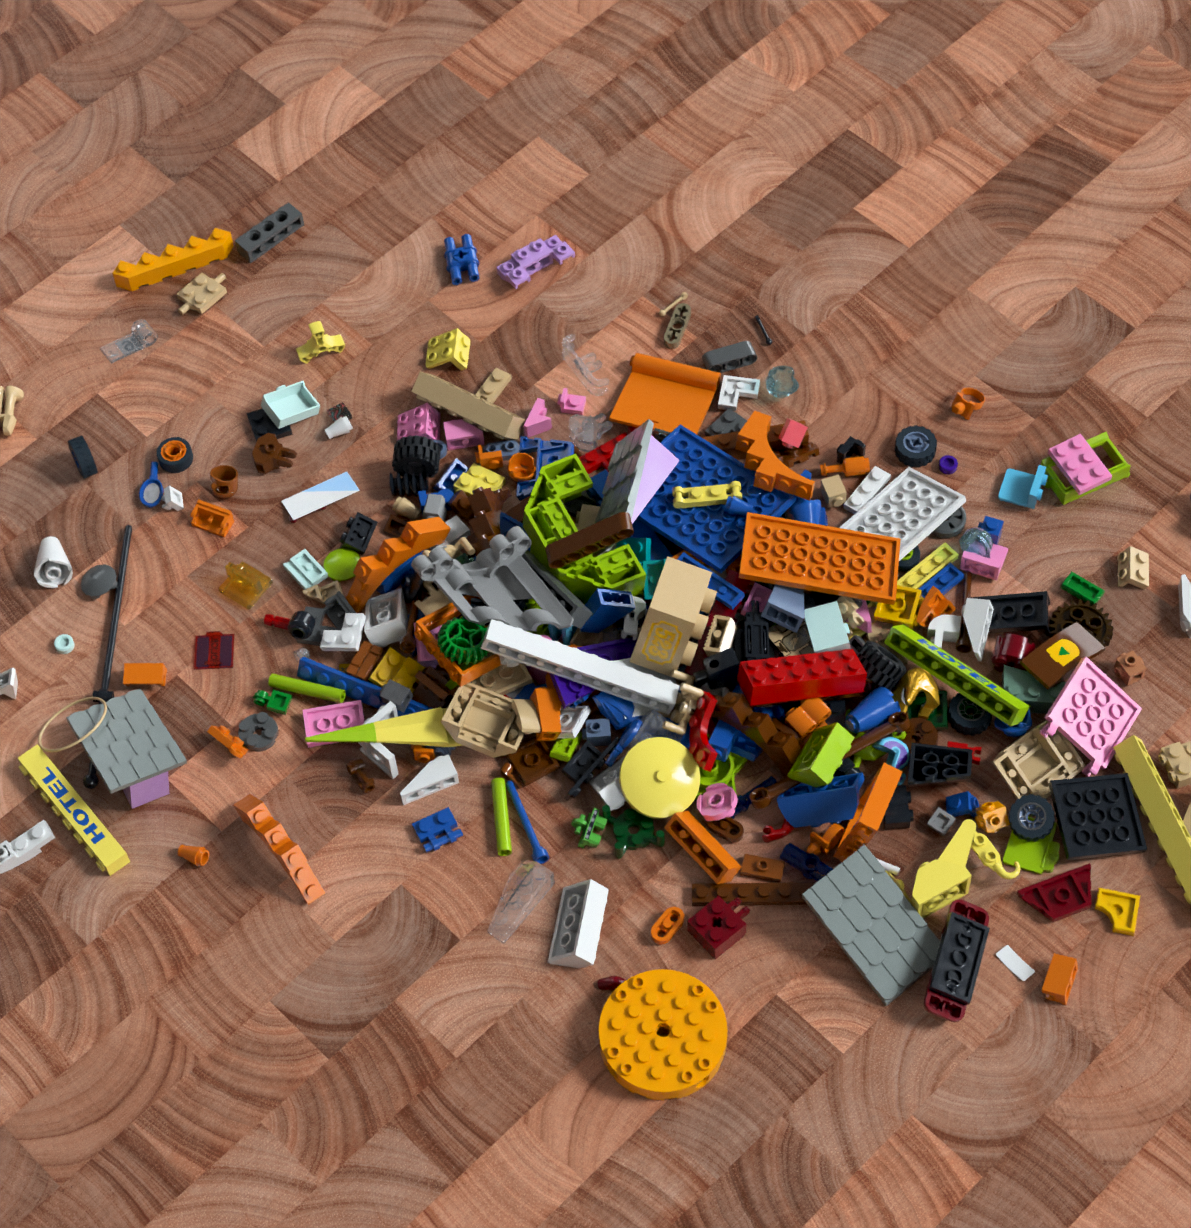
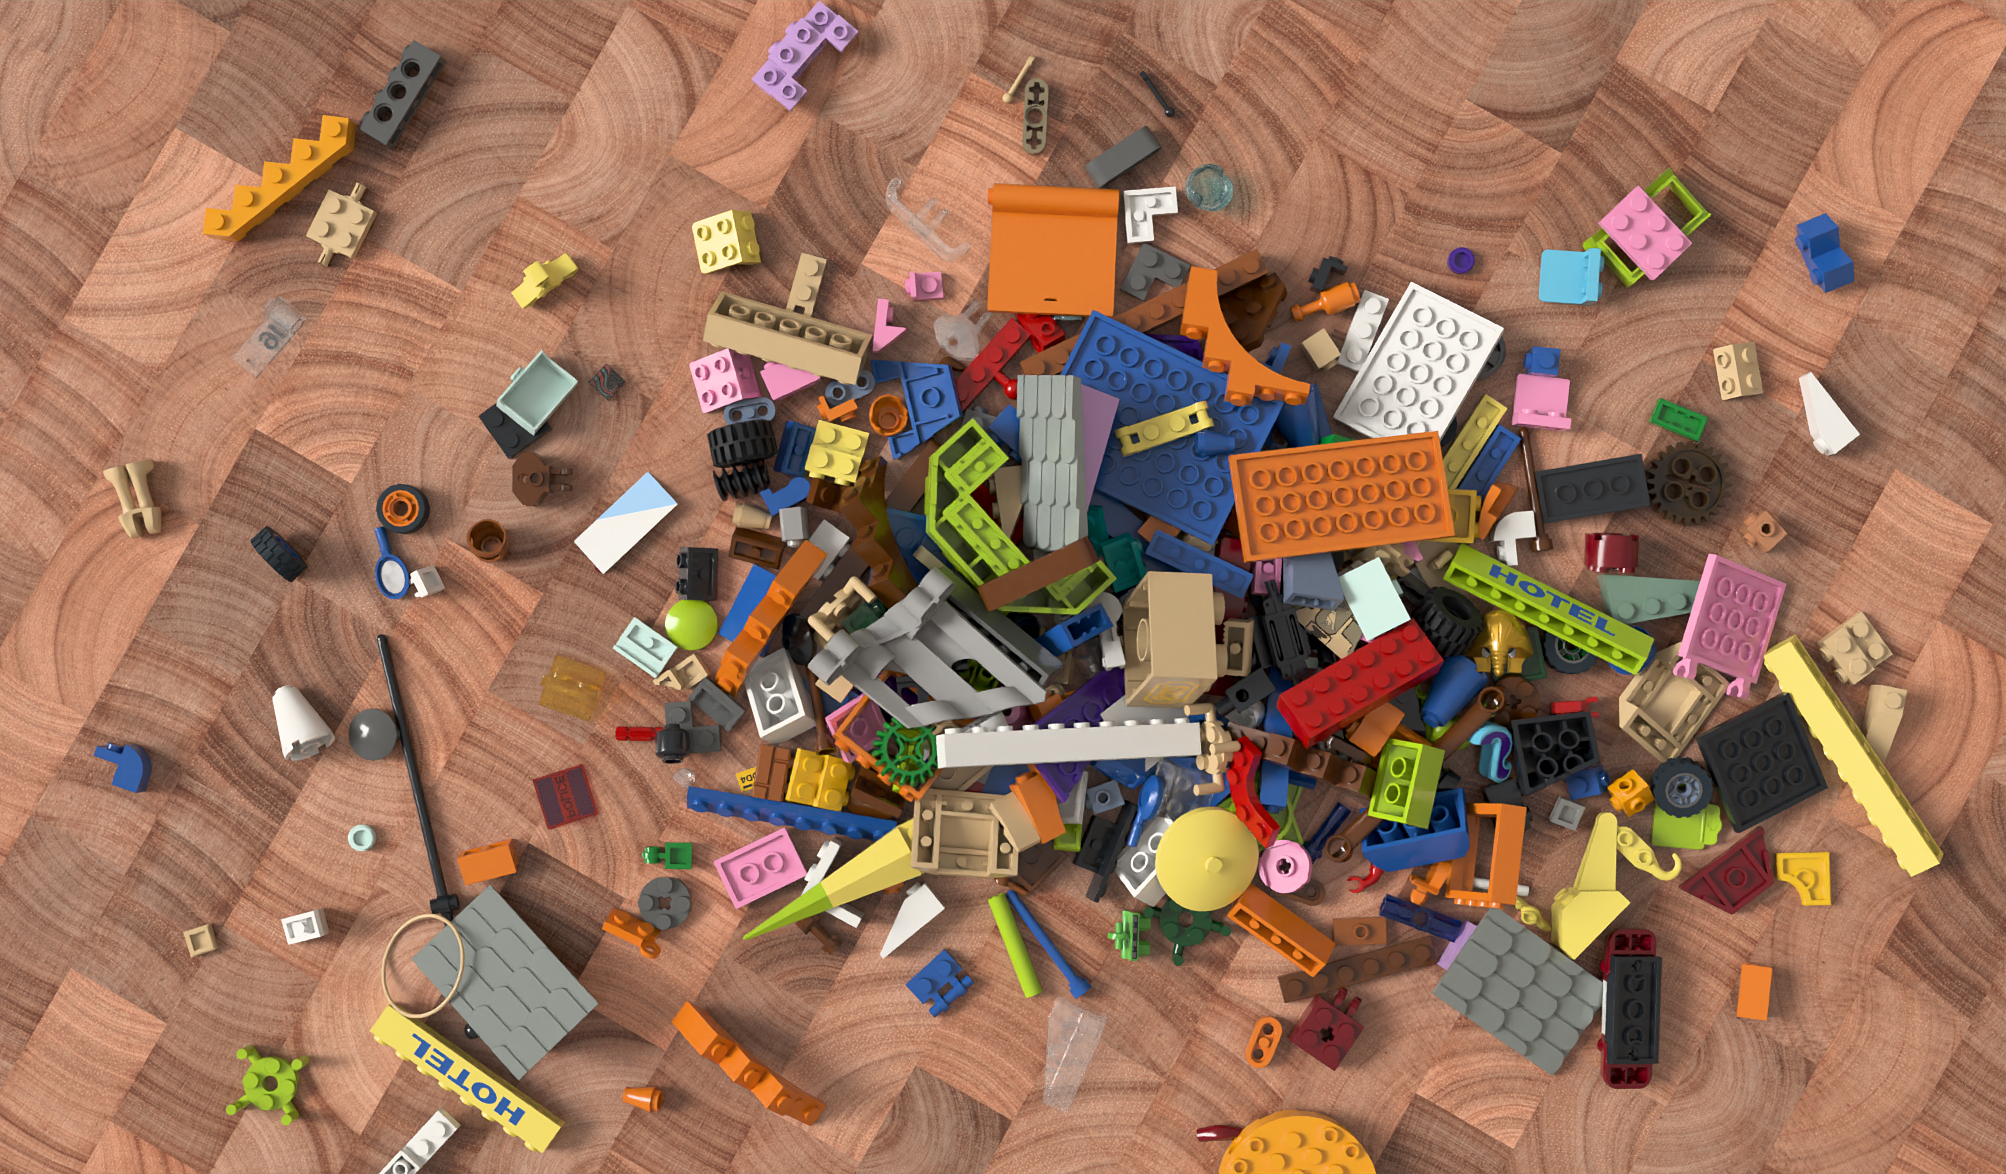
camera: 15 degrees left, 30 degrees up
(212, 518) = (490, 599): orange hinge -> none
(306, 688) = (708, 827): lime piece -> none
(339, 427) = (616, 407): white cone -> none
(346, 639) = (741, 745): white plate -> none
(396, 694) = (833, 824): flat silver brick -> none
(461, 259) = (709, 75): blue pin -> none
(578, 924) = (1154, 1071): white slope -> none
(792, 433) = (1249, 283): coral brick -> none
(921, 453) = (1398, 249): black wheel -> none
(965, 408) = (1459, 162): orange piece -> none
(977, 541) = (1531, 387): clear light blue helmet -> none
(977, 618) = (1555, 513): white slope -> none
(1015, 963) = (1694, 979): white sticker -> none
(1060, 655) = (1679, 546): reddish brown slope -> none

